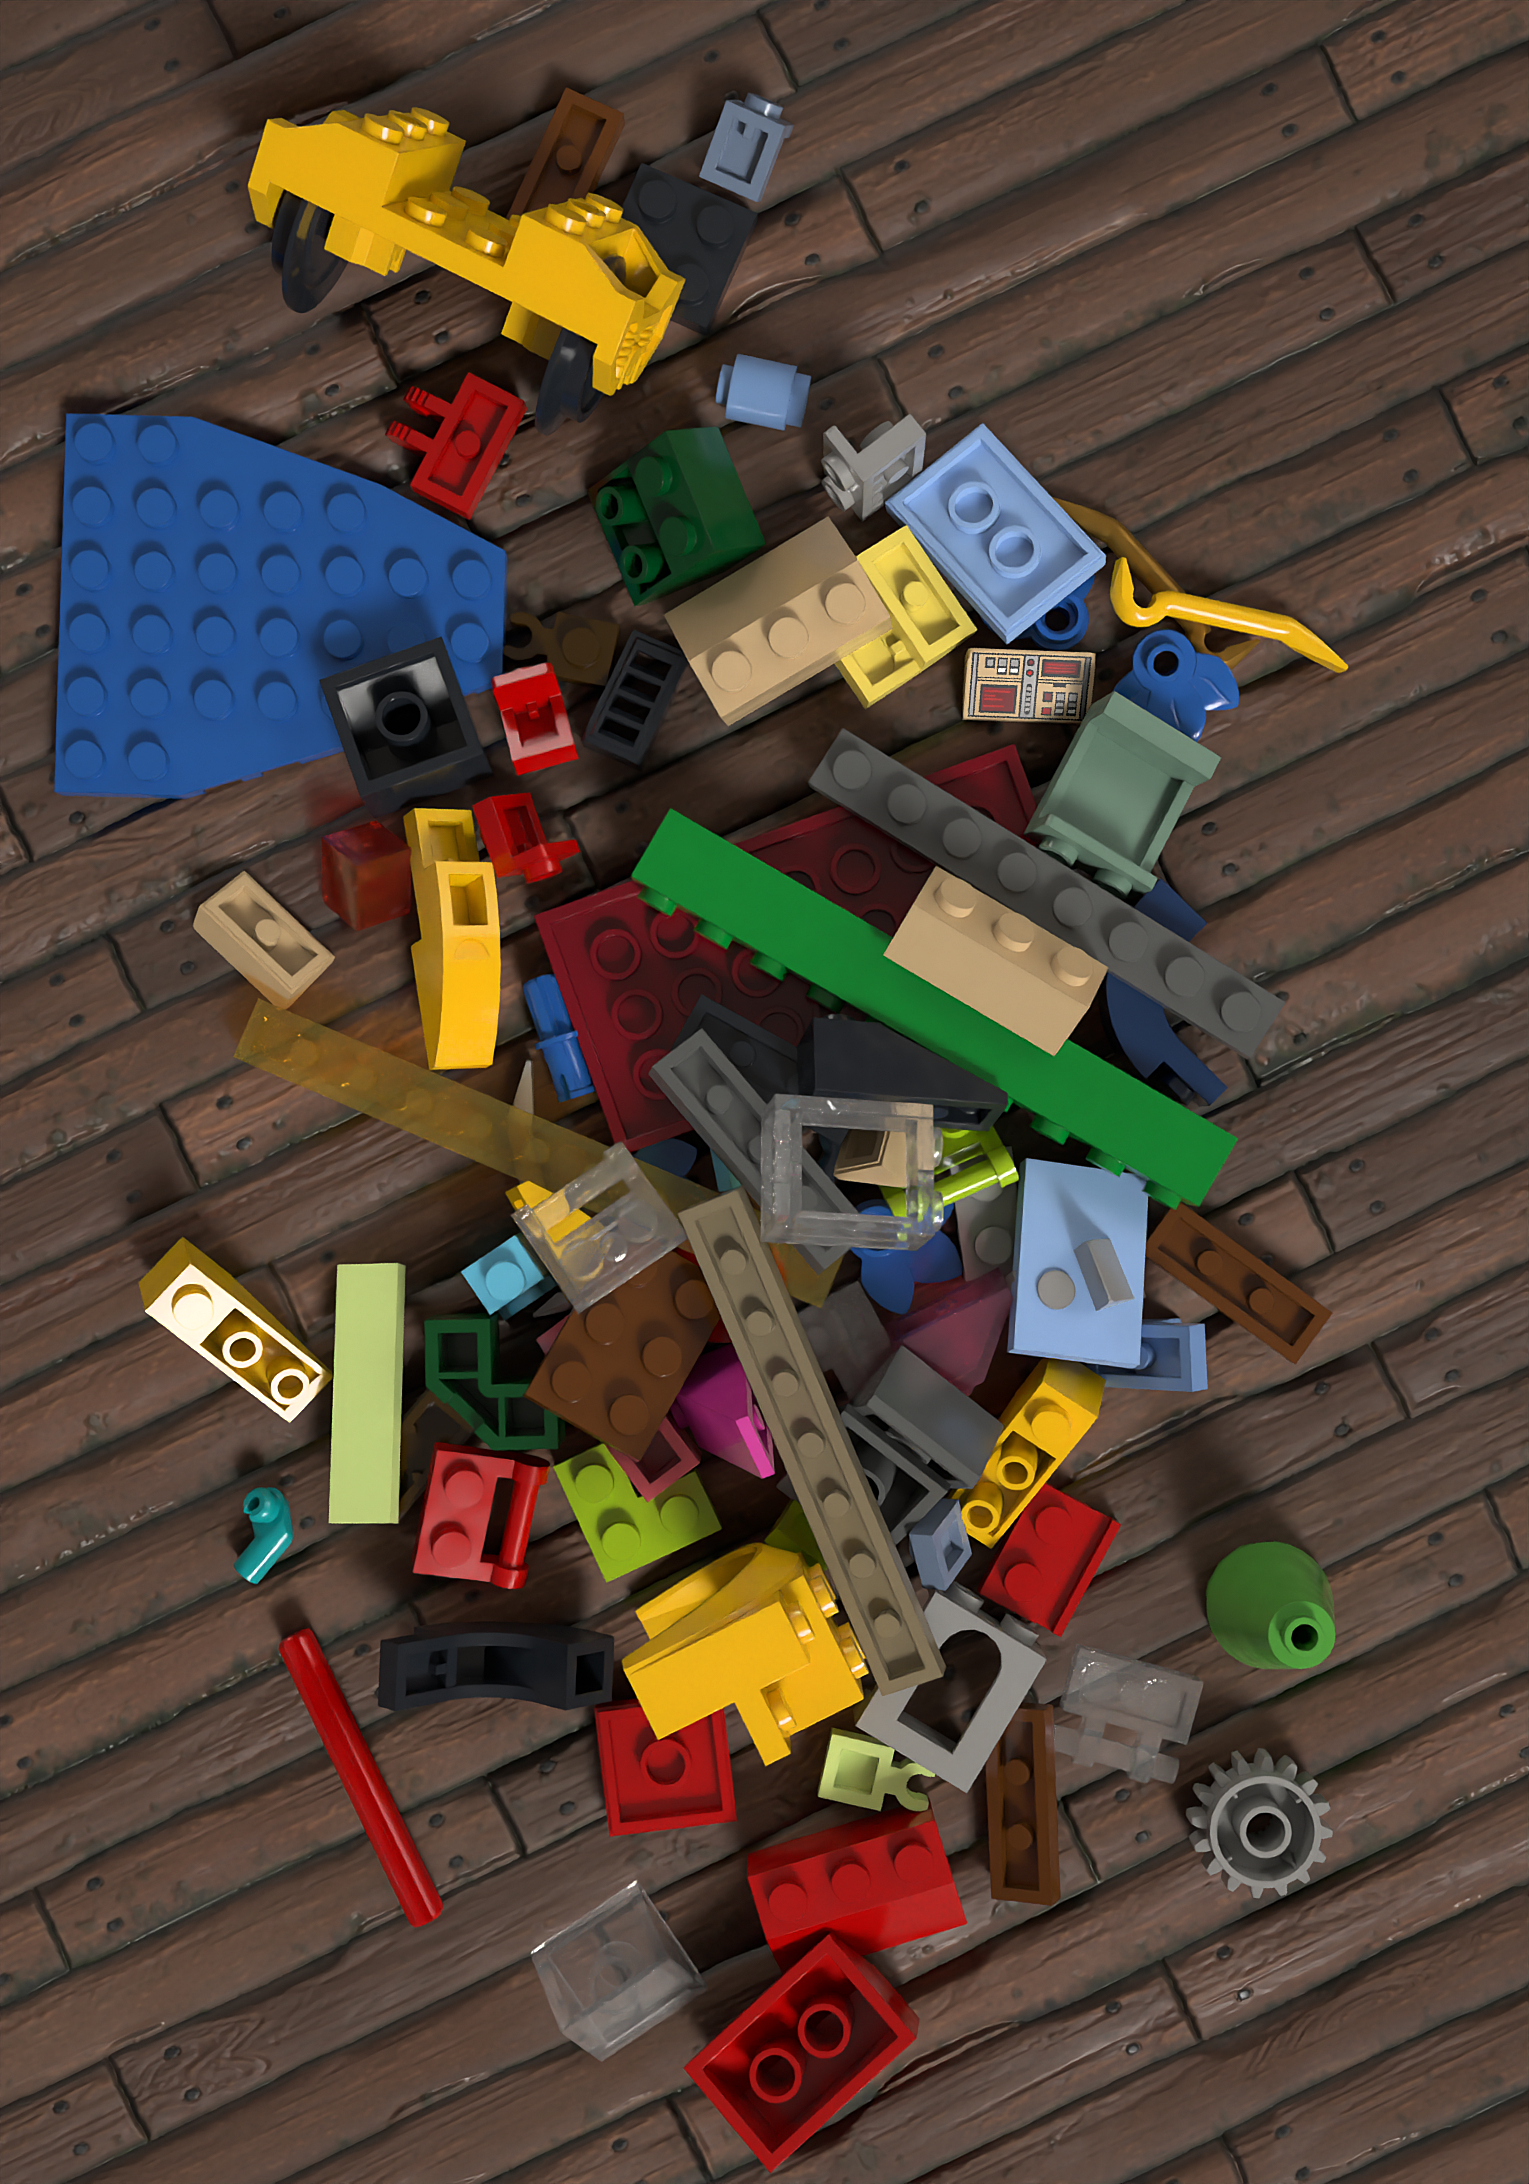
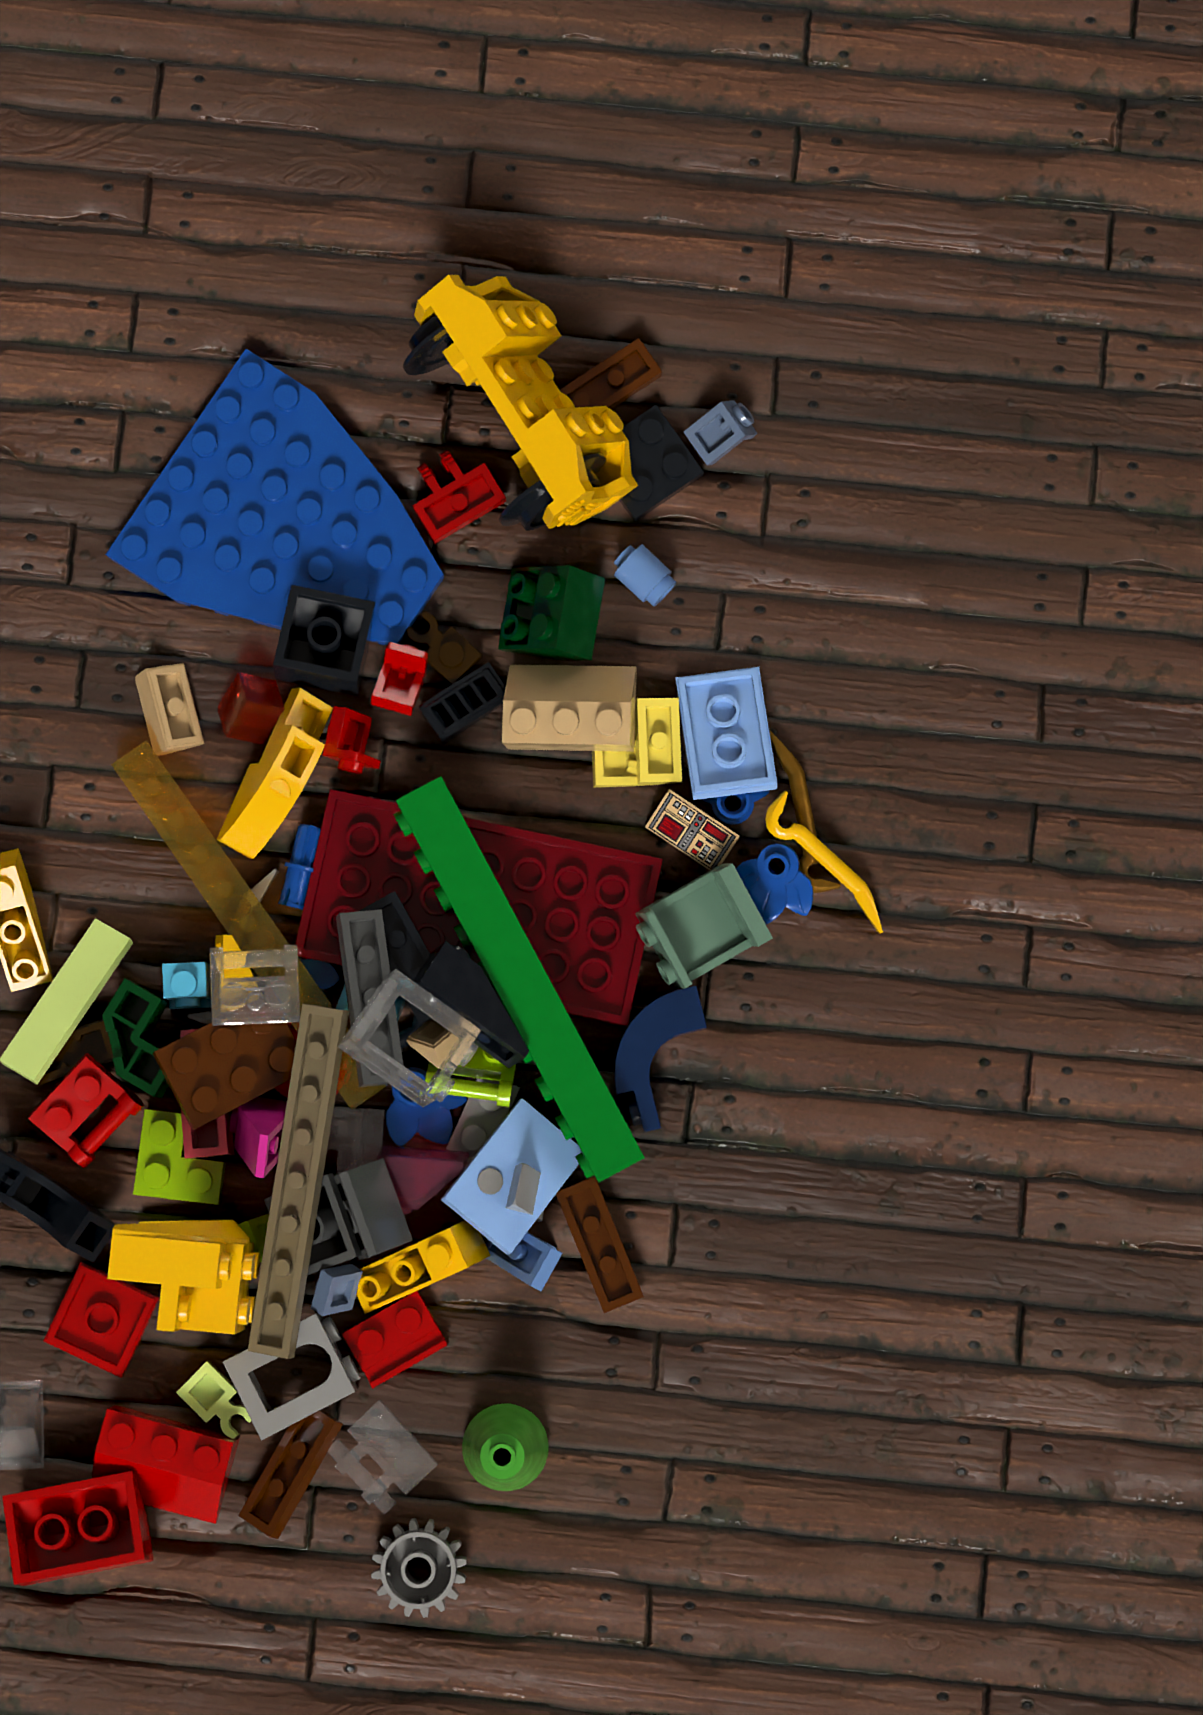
camera: 30 degrees right, 5 degrees down
(867, 479) = (681, 658): light grey bracket -> none
(996, 961) = (568, 971): tan slope -> none
(1046, 893) = (624, 954): dark grey plate -> none

